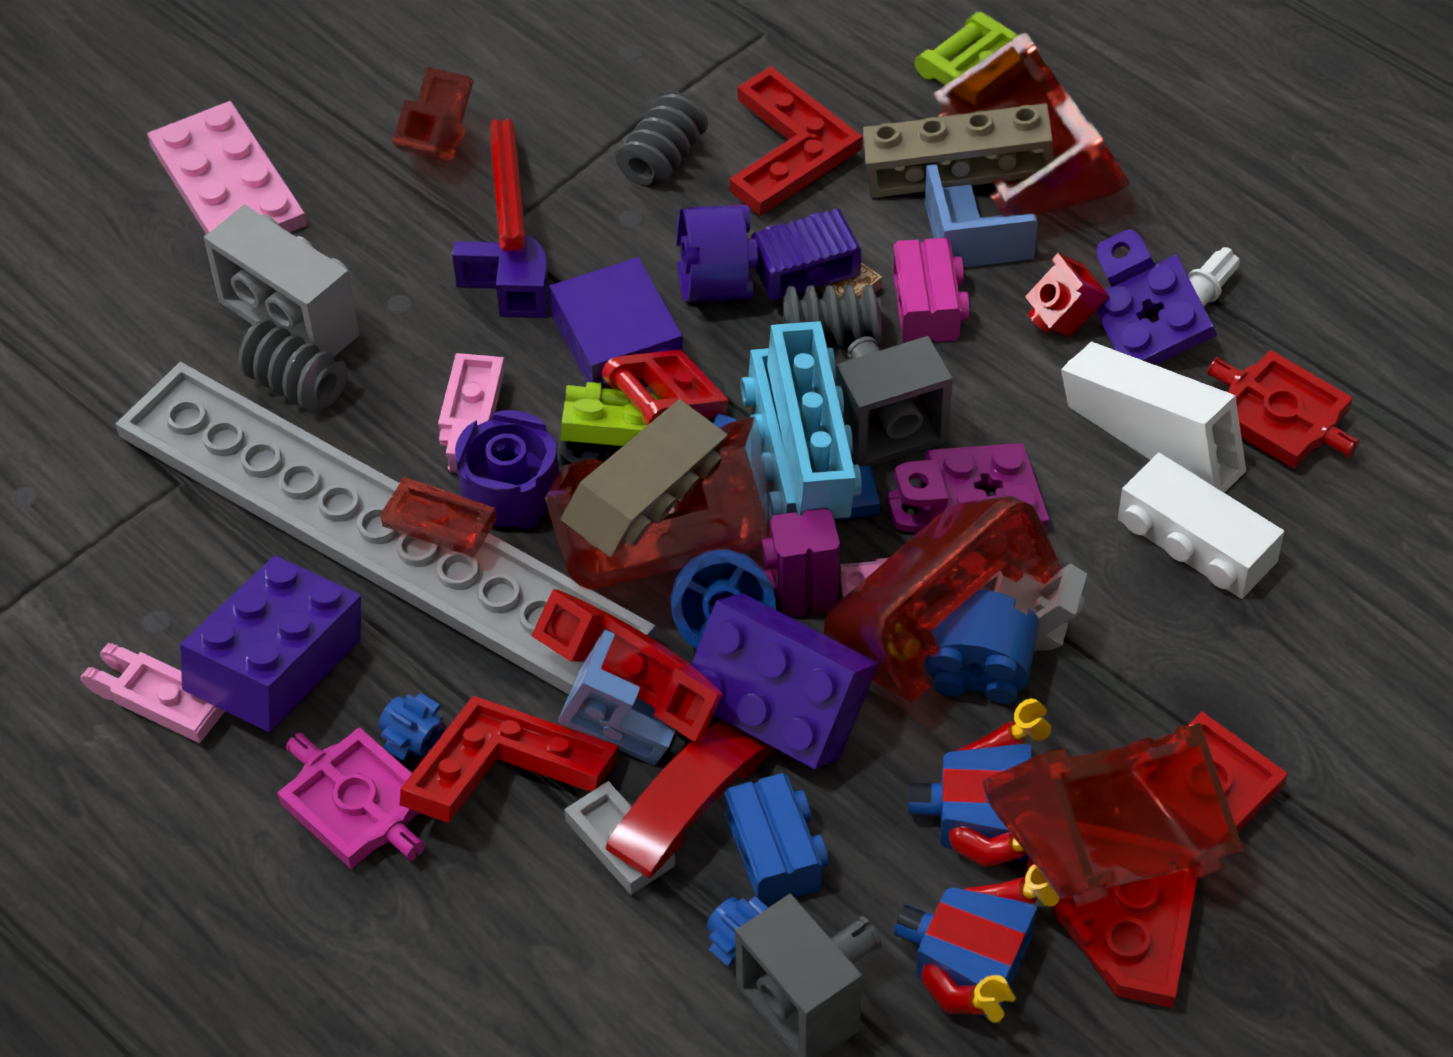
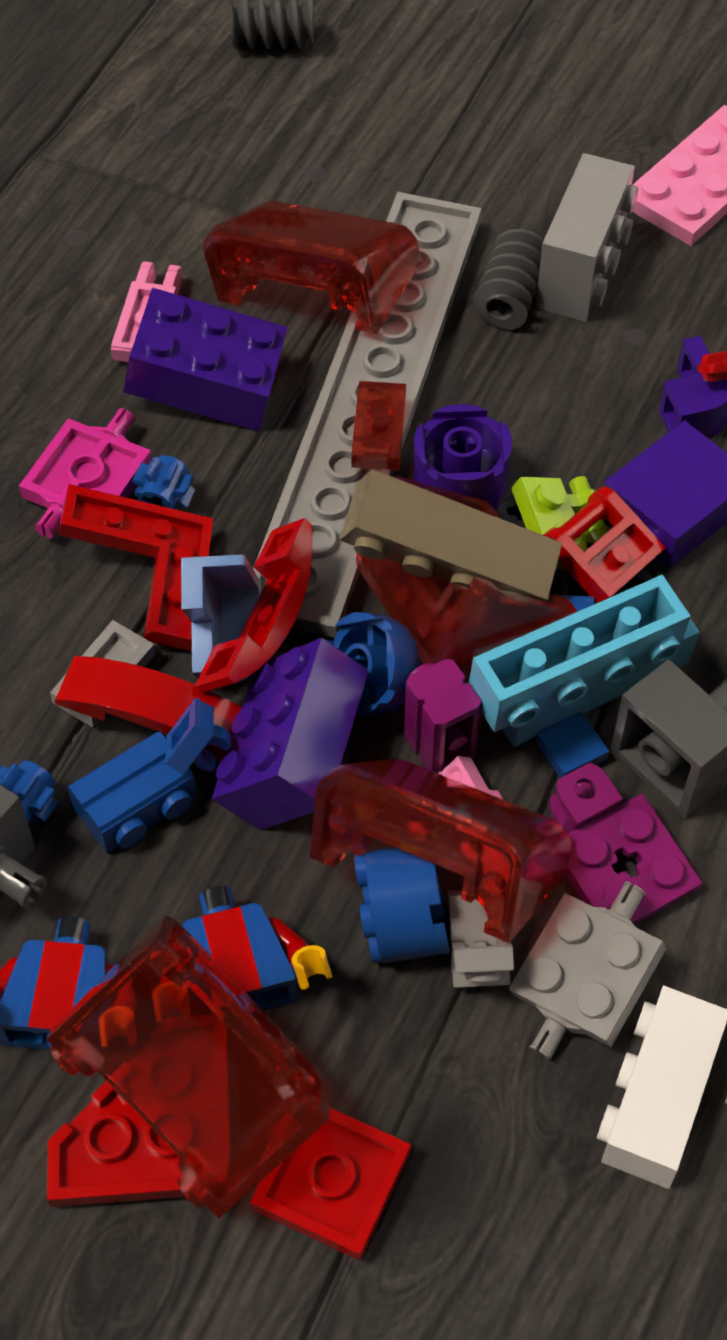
camera: 70 degrees right, 5 degrees up
(180, 508) = (350, 256): none -> clear red windscreen
(469, 397) = (544, 414): bright pink hinge -> none
(757, 753) = (190, 736): none -> blue tile
(1092, 535) = (587, 969): none -> light grey plate

